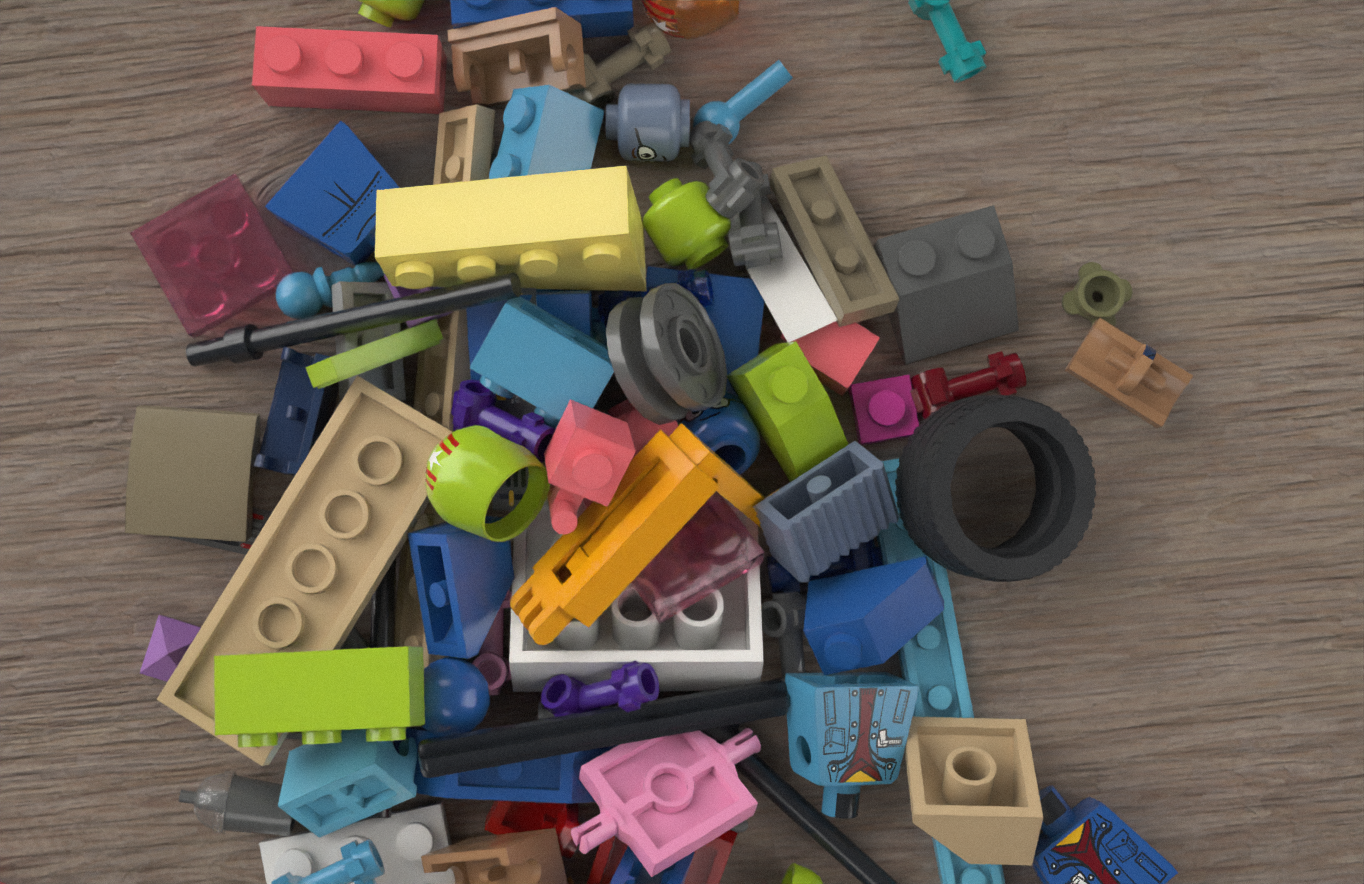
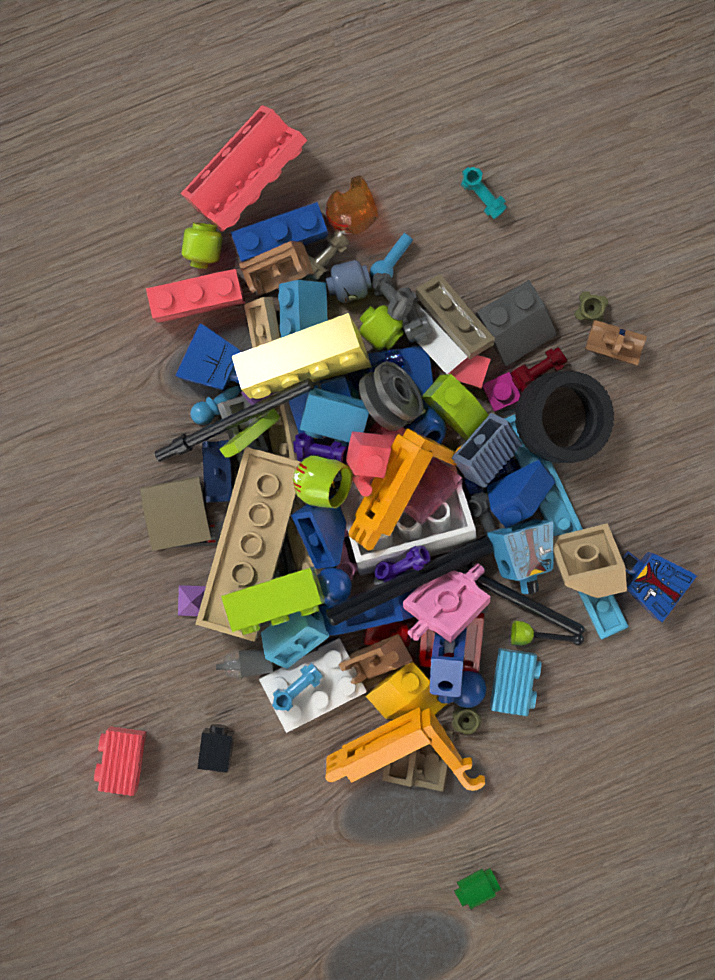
camera: 10 degrees left, 5 degrees up
(213, 255) = (154, 405): clear pink plate -> none

